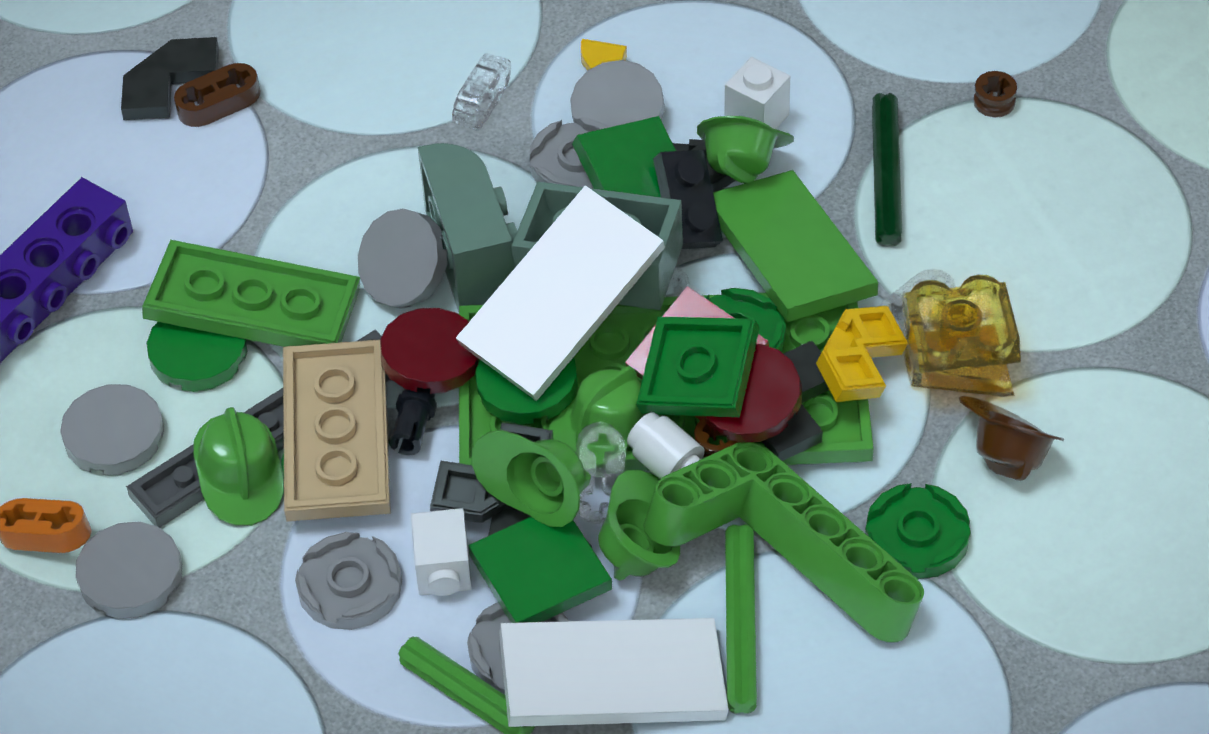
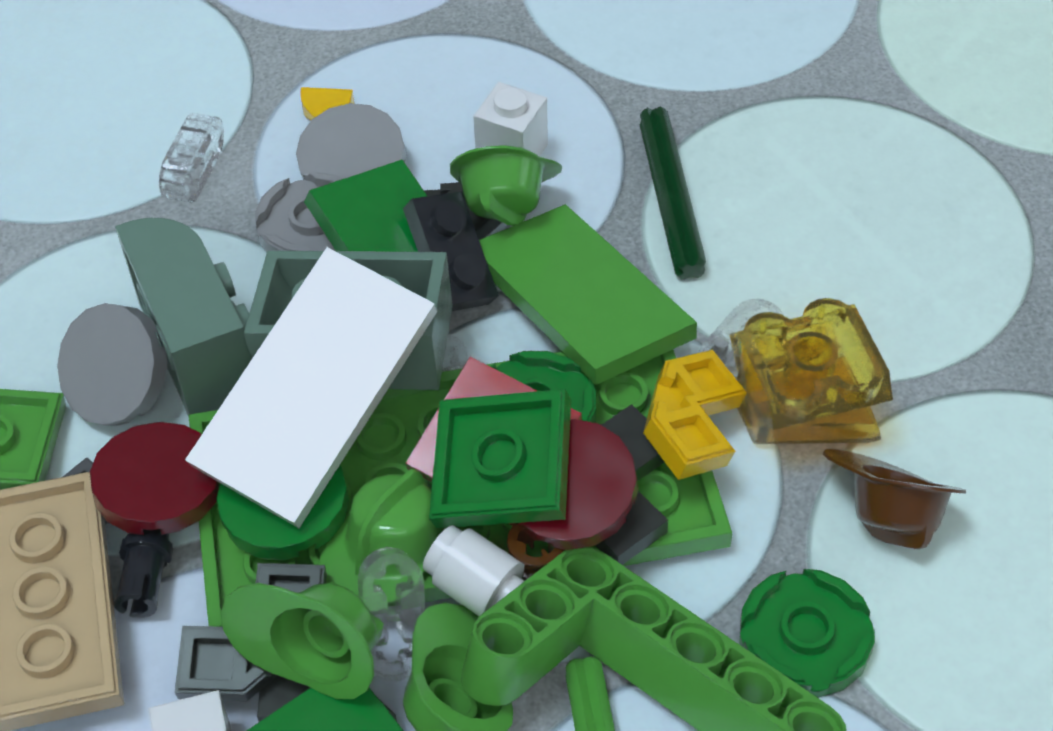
camera: 10 degrees left, 0 degrees up
(995, 105) = (774, 84): reddish brown bush -> none

